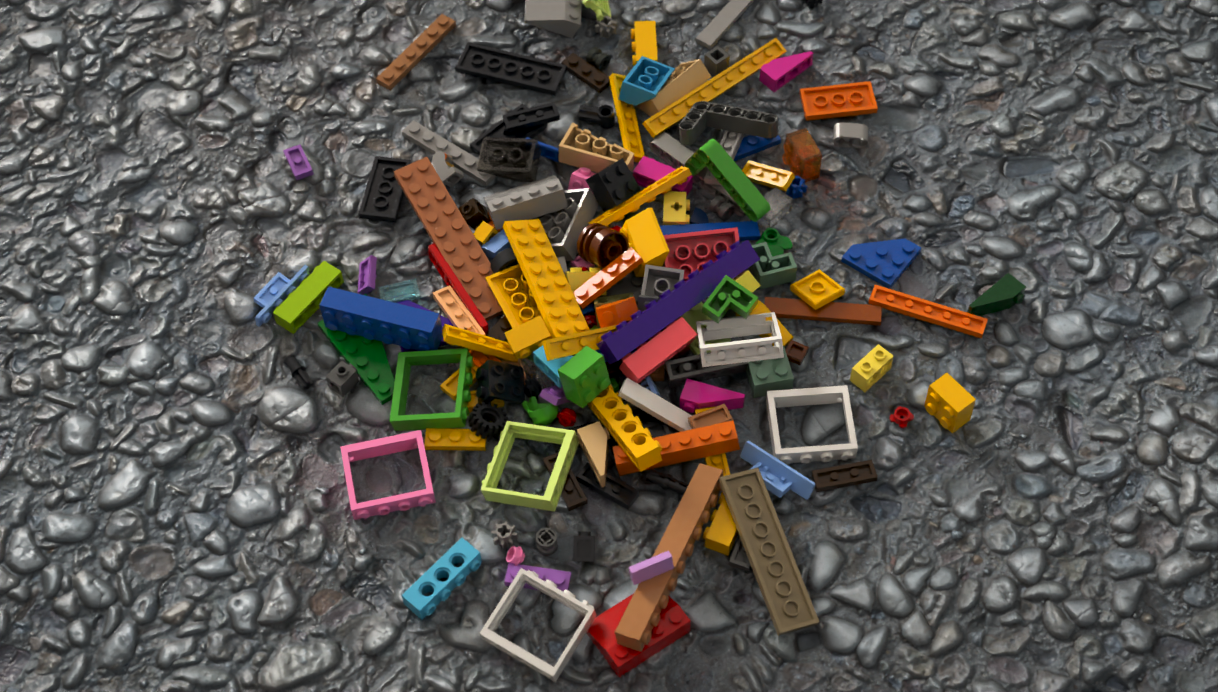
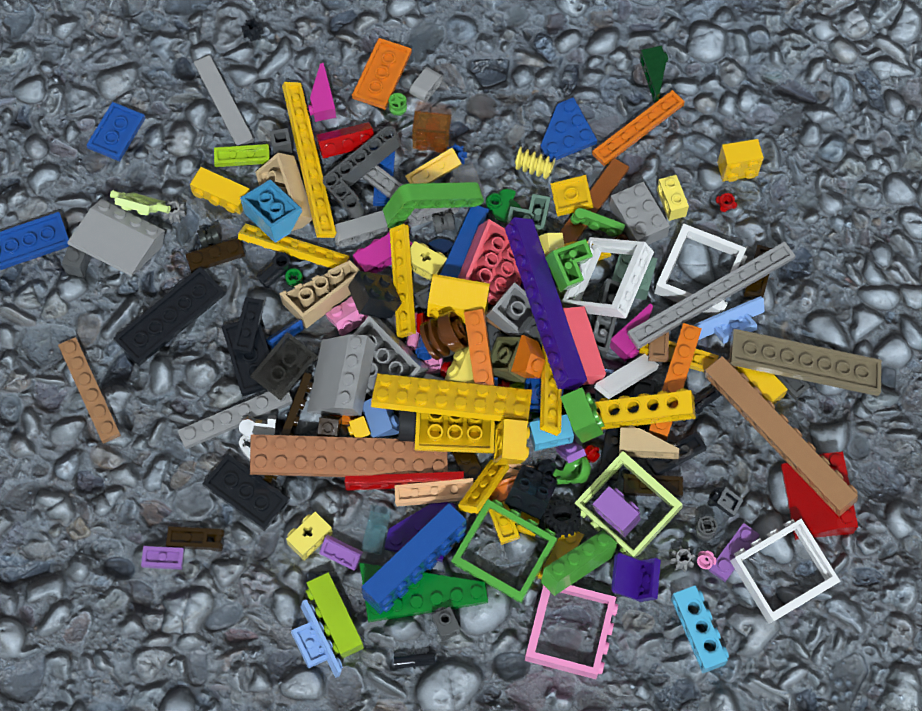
camera: 65 degrees left, 10 degrees up
(326, 174) = (194, 538): none -> dark brown plate
(366, 244) = (306, 545): none -> light yellow brick
(449, 447) = (578, 562): none -> bright green brick
(461, 500) = (636, 577): none -> dark purple bracket
(475, 186) = (292, 419): none -> dark brown plate
(508, 448) = (617, 511): none -> medium lavender brick
(600, 127) = (293, 272): none -> green bush
(651, 567) = (797, 471): lavender tile -> none
(686, 43) = (241, 155): none -> lime plate
(746, 98) = (344, 140): none -> red brick
(786, 437) = (710, 295): none -> light grey plate
(801, 318) = (597, 222): none -> bright green plate
(816, 124) = (399, 100): none -> bright green wheel
(829, 246) = (533, 163): none -> light yellow piece
(833, 350) = (640, 214): none -> light grey brick

